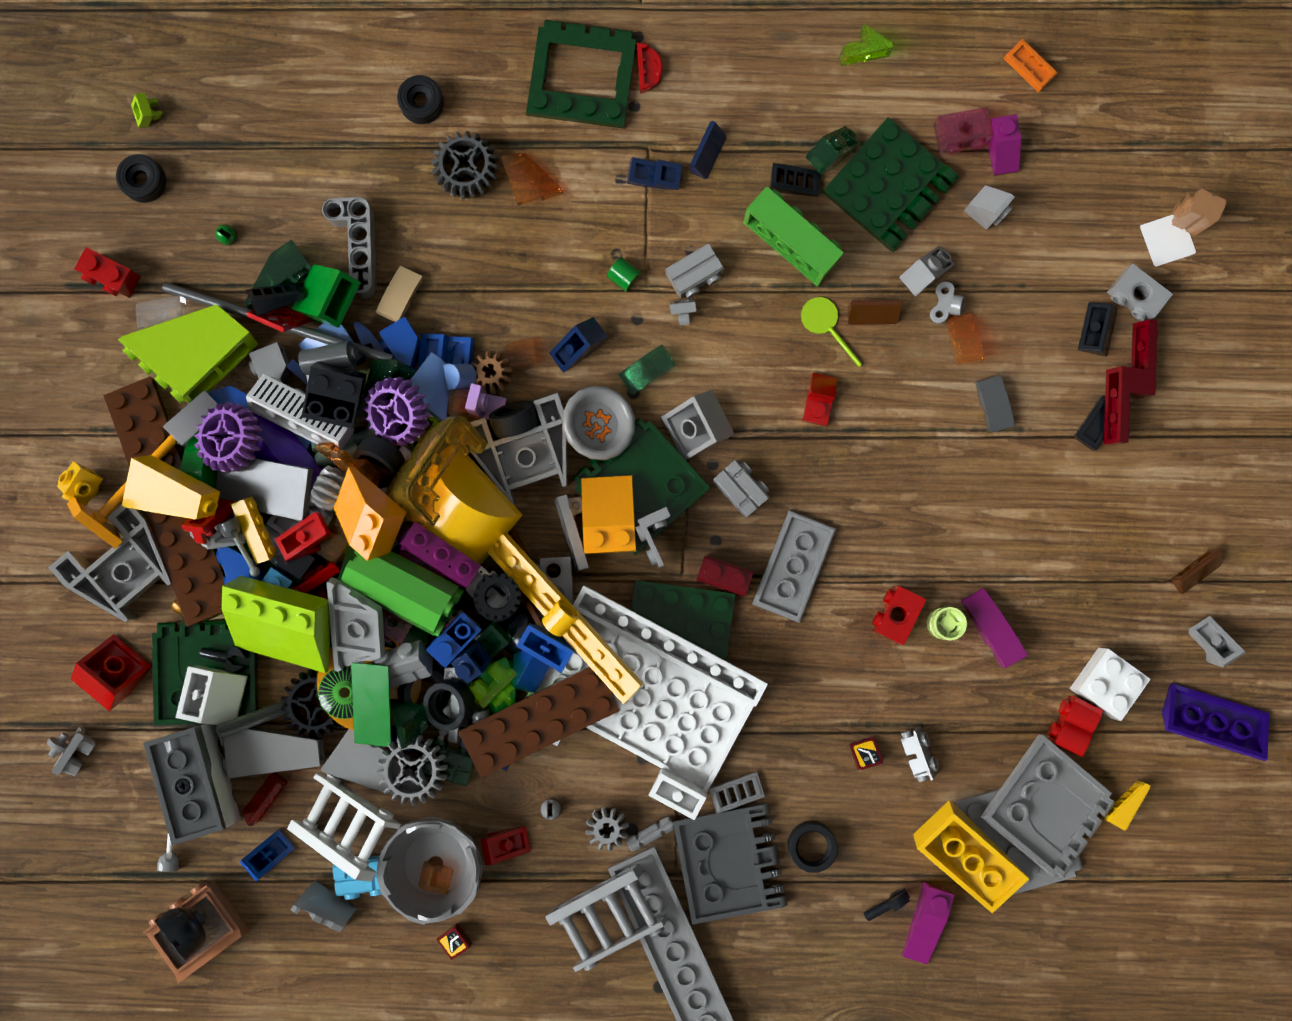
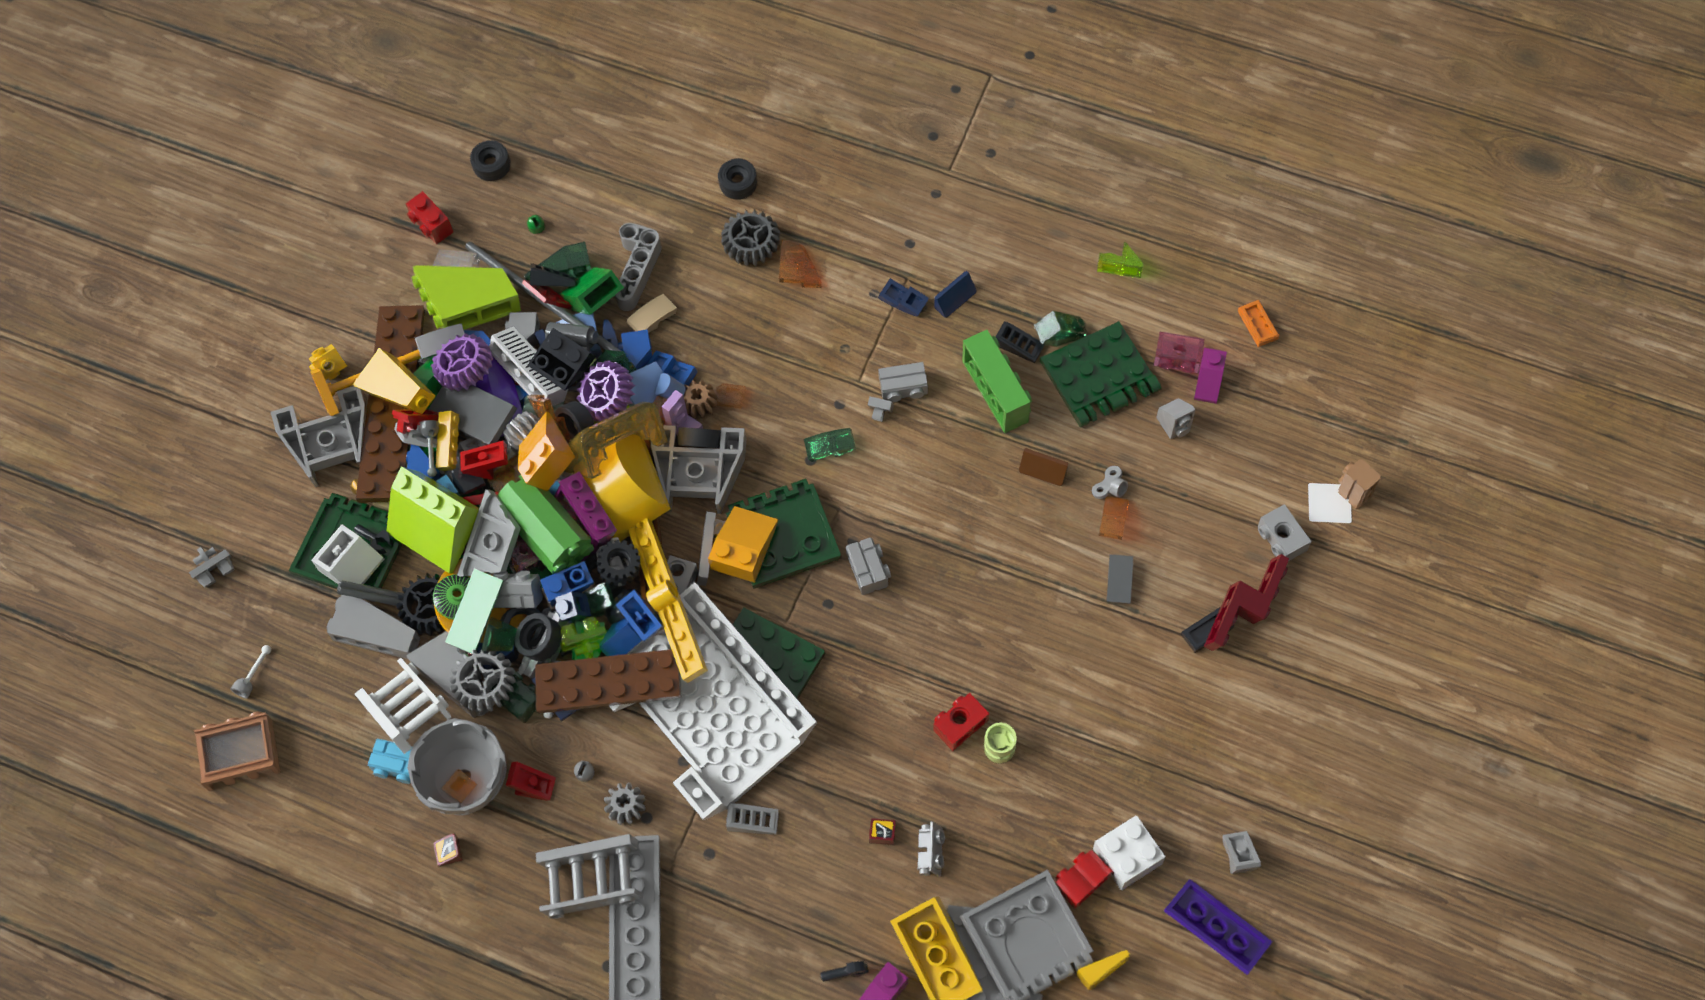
camera: 25 degrees right, 20 degrees down
(110, 672) = (275, 516): red slope -> none
(142, 110) = (516, 113): lime tile -> none
(183, 930) = (228, 737): black cylinder -> none
(192, 783) = (297, 621): dark grey piece -> none
(264, 798) = (348, 667): clear red slope -> none
(267, 855) = (327, 712): blue slope -> none
(325, 907) = (353, 772): light grey slope -> none
(578, 344) = (780, 402): dark blue slope -> none
(579, 107) = (864, 228): dark green hinge -> none
(598, 422) = (768, 465): light grey piece -> none
(623, 274) = (843, 363): green brick -> none
(649, 67) = (934, 219): red tile -> none
(650, 834) = (660, 825): light grey axle -> none
(655, 521) = (774, 555): light grey bracket -> none
(697, 425) = (853, 501): light grey slope -> none
(724, 576) = (821, 630): dark red brick -> none
(725, 865) = (714, 876): dark grey hinge -> none
(793, 566) = (886, 649): light grey tile -> none
(819, 317) = (997, 457): lime piece -> none
(819, 399) = (967, 521): red slope -> none
(832, 847) = (785, 878): black tyre -> none
(927, 270) = (1102, 449): light grey slope -> none
(994, 628) = (1042, 766): magenta slope -> none
(1098, 328) = (1238, 552): black slope -> none
(1197, 570) = (1250, 788): reddish brown slope -> none

